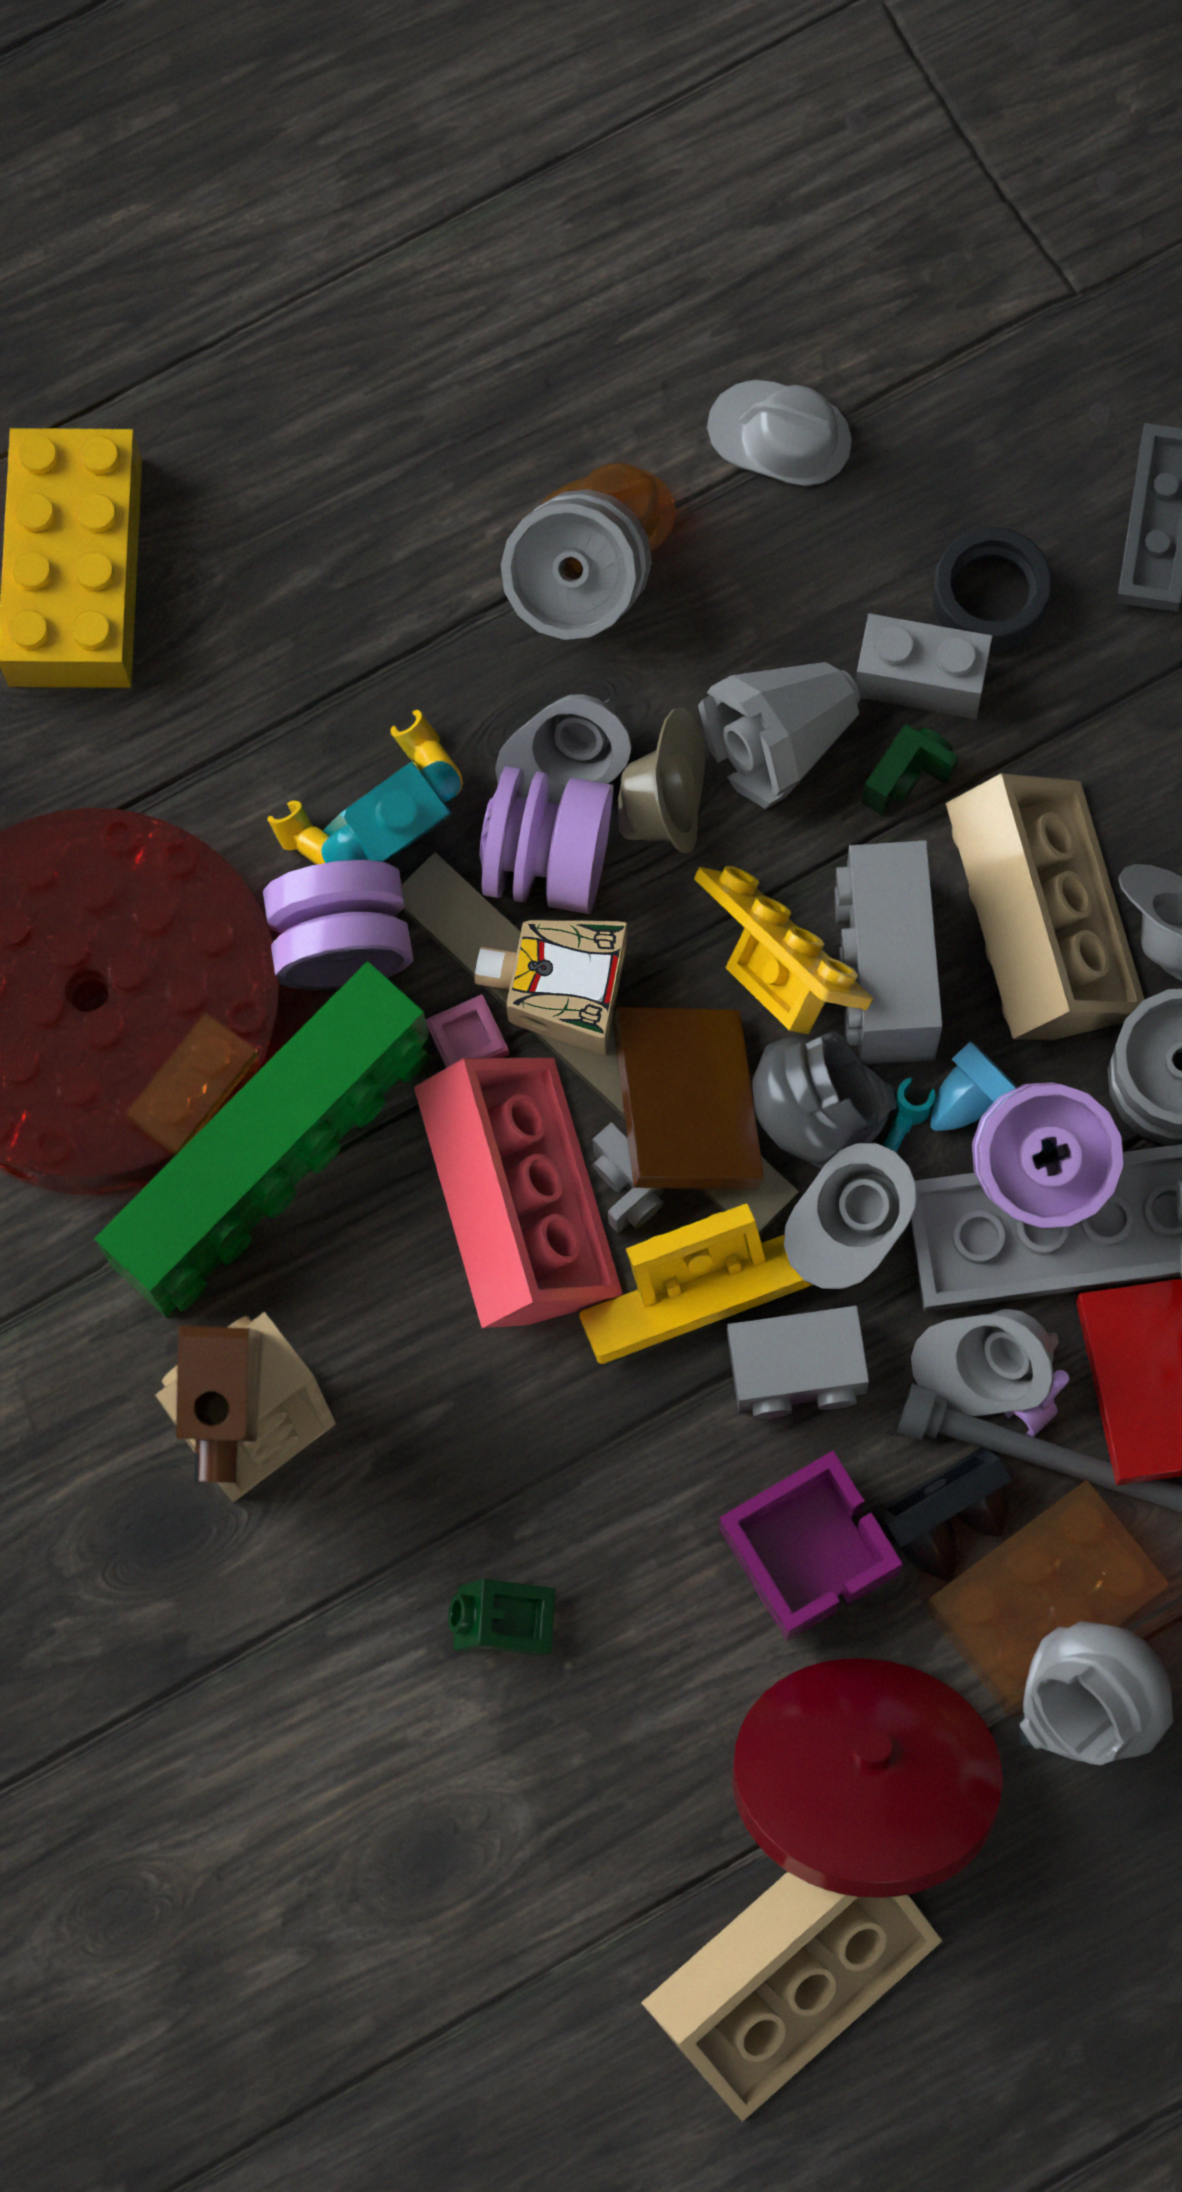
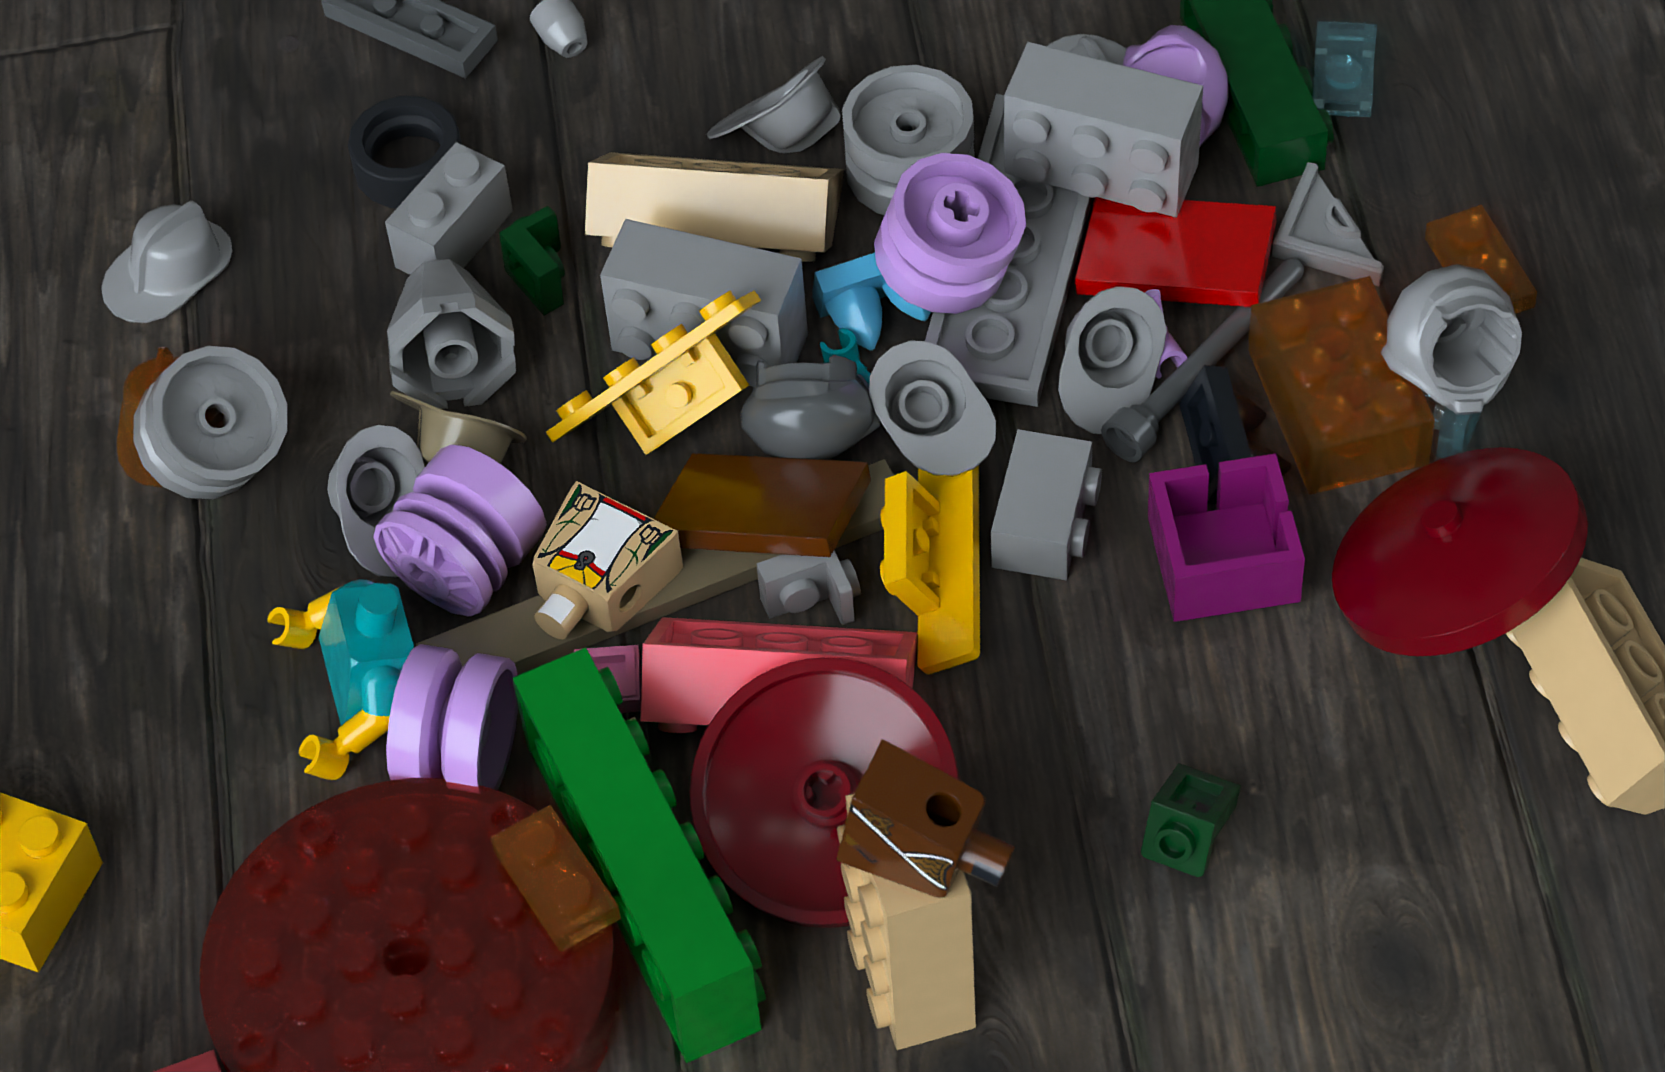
camera: 70 degrees left, 20 degrees down
(392, 1281) = (779, 774): none -> dark red dish

